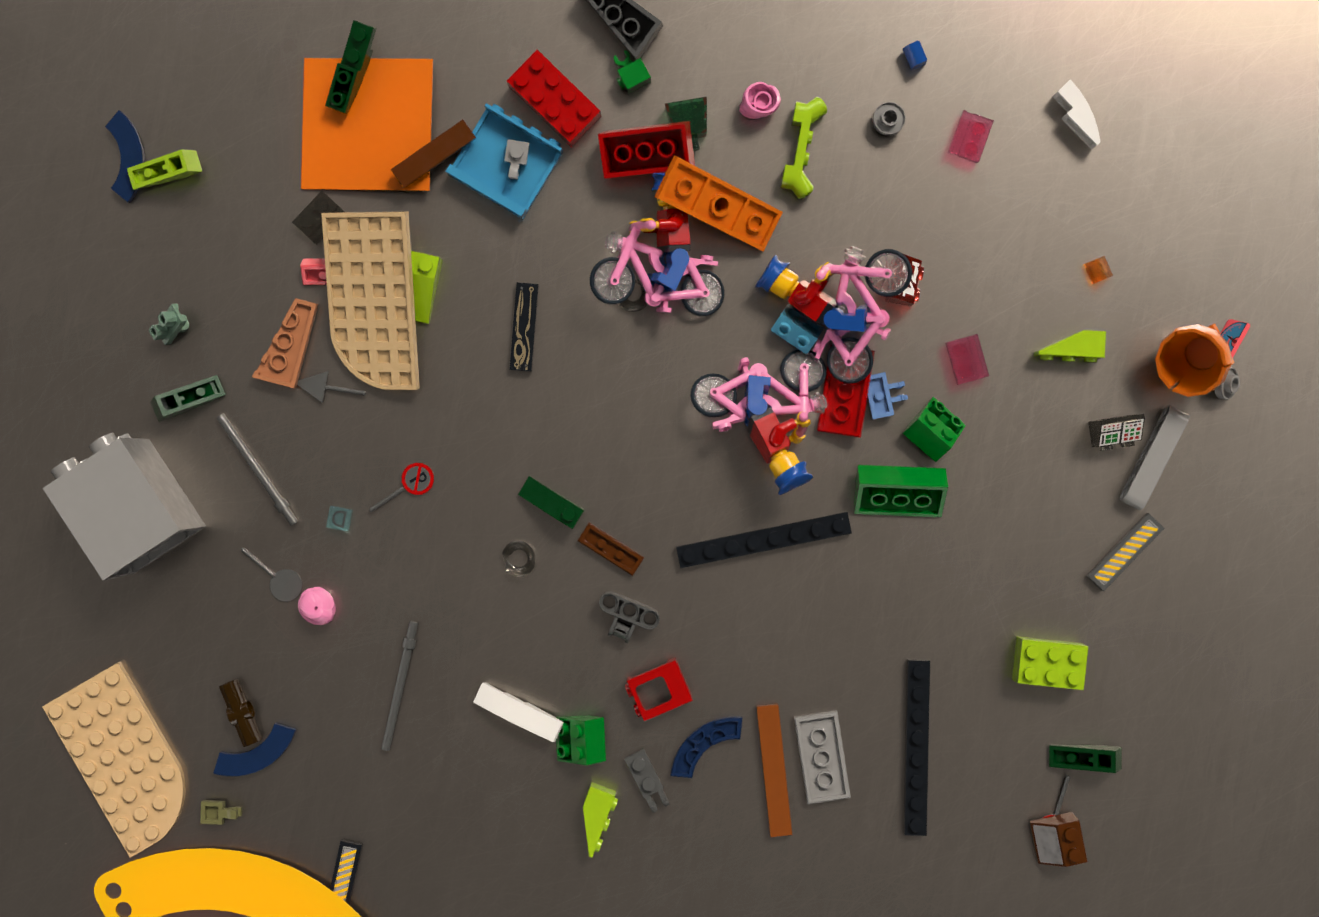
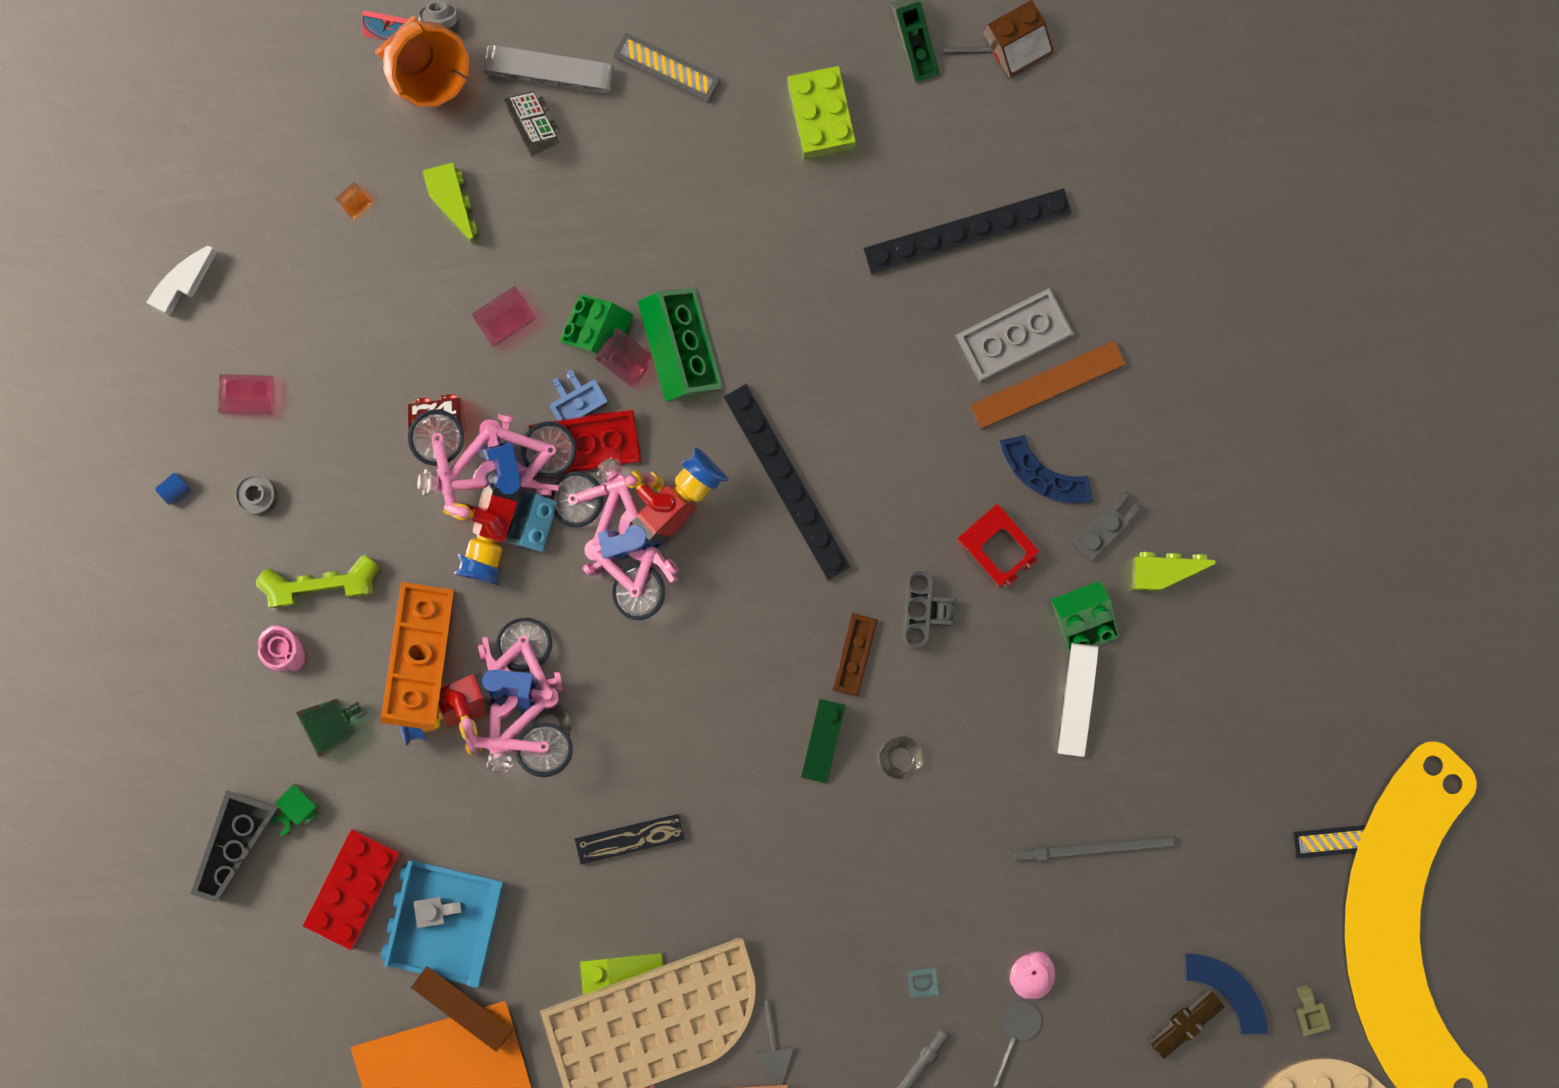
camera: 110 degrees left, 5 degrees down
(416, 479) = (848, 906): piece -> none
(644, 149) = (379, 762): red brick -> none
(903, 443) = (624, 358): none -> clear pink plate

